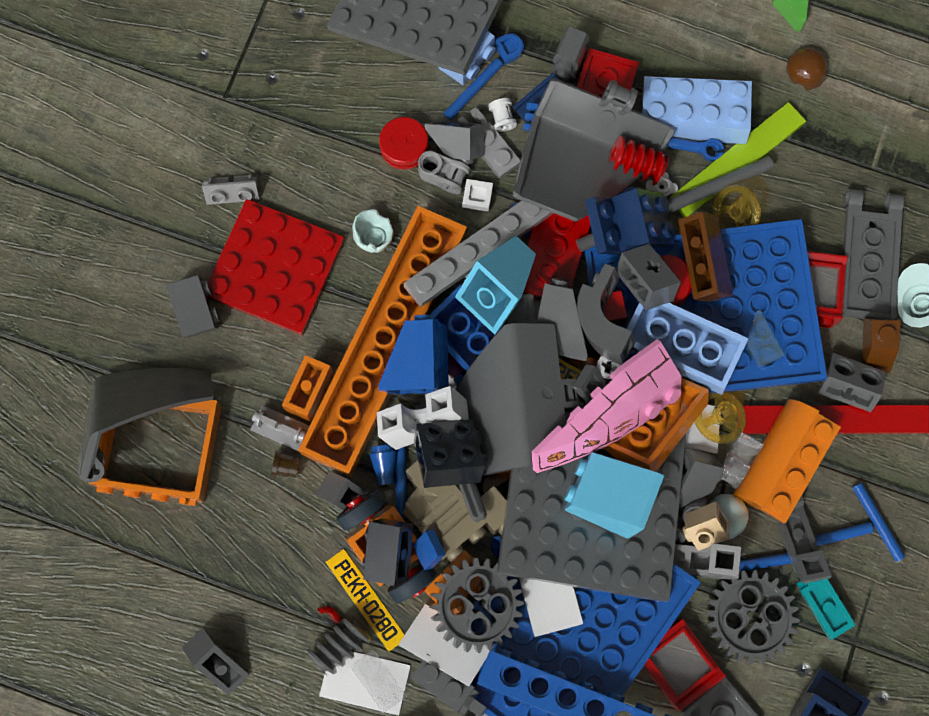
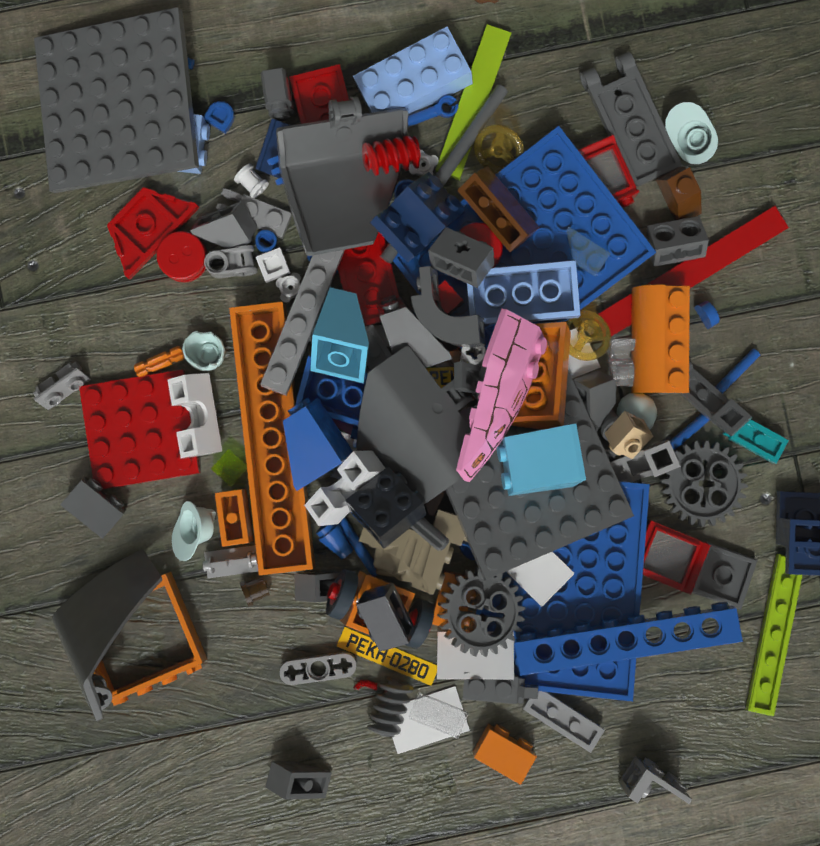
camera: 30 degrees left, 10 degrees up
(265, 377) = (191, 529): none -> light aqua piece
(281, 555) = (338, 671): none -> light grey beam
(328, 219) = (159, 361): none -> orange axle
(331, 344) = (229, 467): none -> clear neon green plate
(341, 264) = (196, 395): none -> white arch
(388, 97) = (144, 224): none -> red wing
(429, 549) = (417, 593): blue tile -> none
(474, 87) = (211, 173): blue bar -> none
(477, 216) = (284, 283): none -> white plate
(487, 169) = (268, 237): none -> blue hinge
(844, 465) = (707, 314): none -> blue tile
(878, 522) = (760, 344): blue bar -> none

